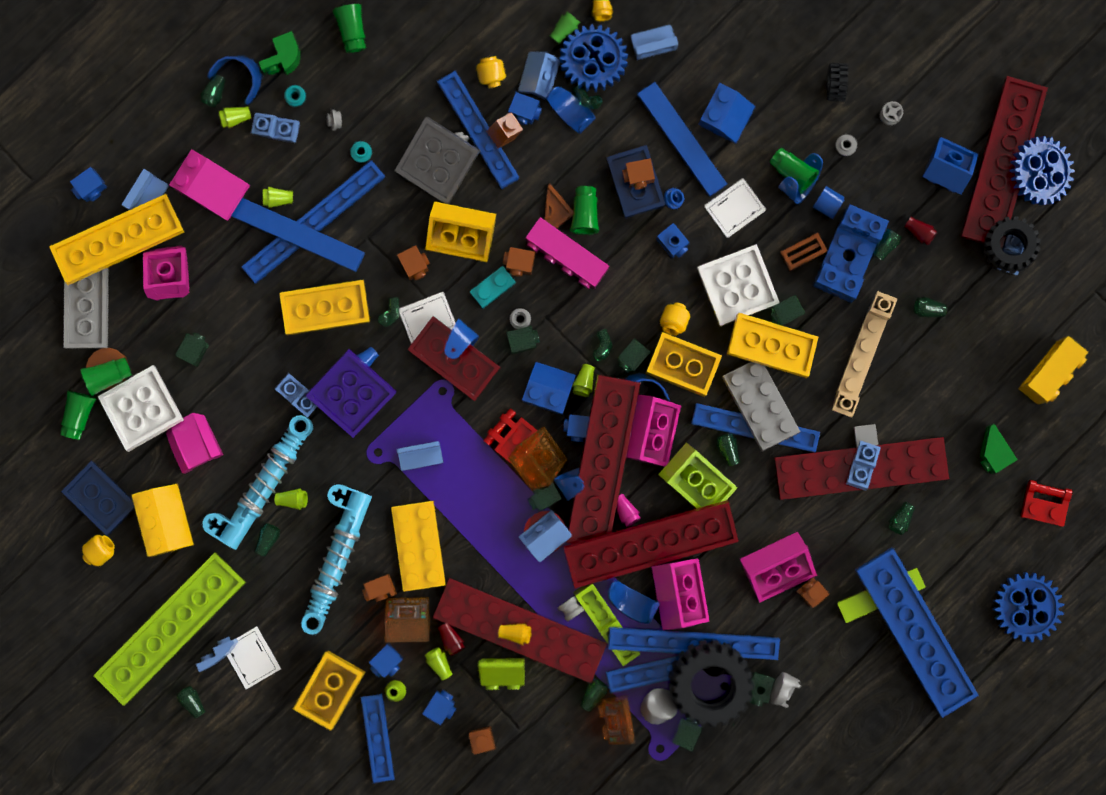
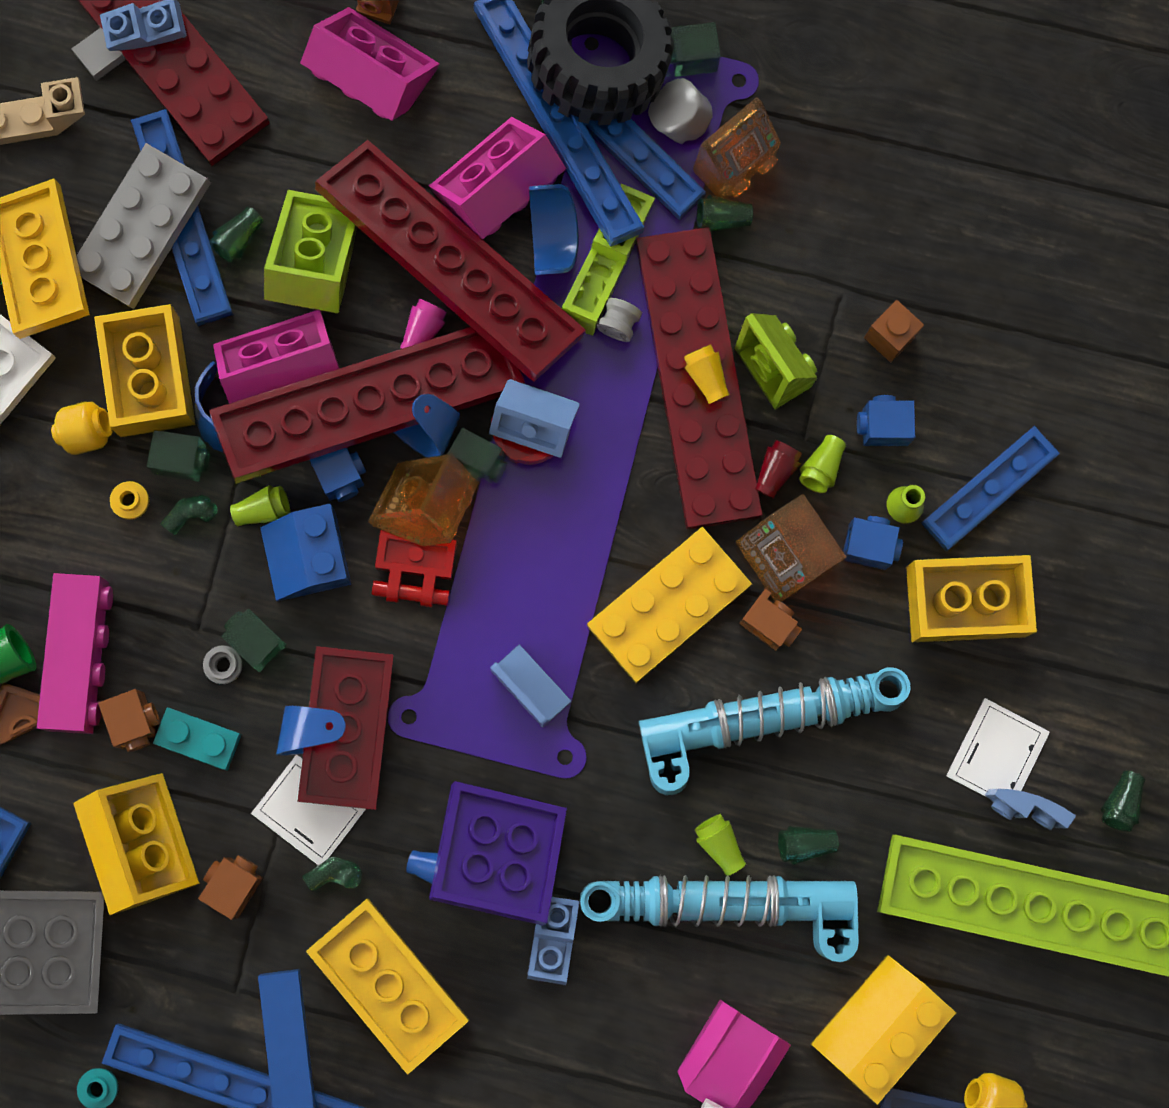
camera: 130 degrees left, 5 degrees down
(619, 321) = (139, 505): none -> yellow plate

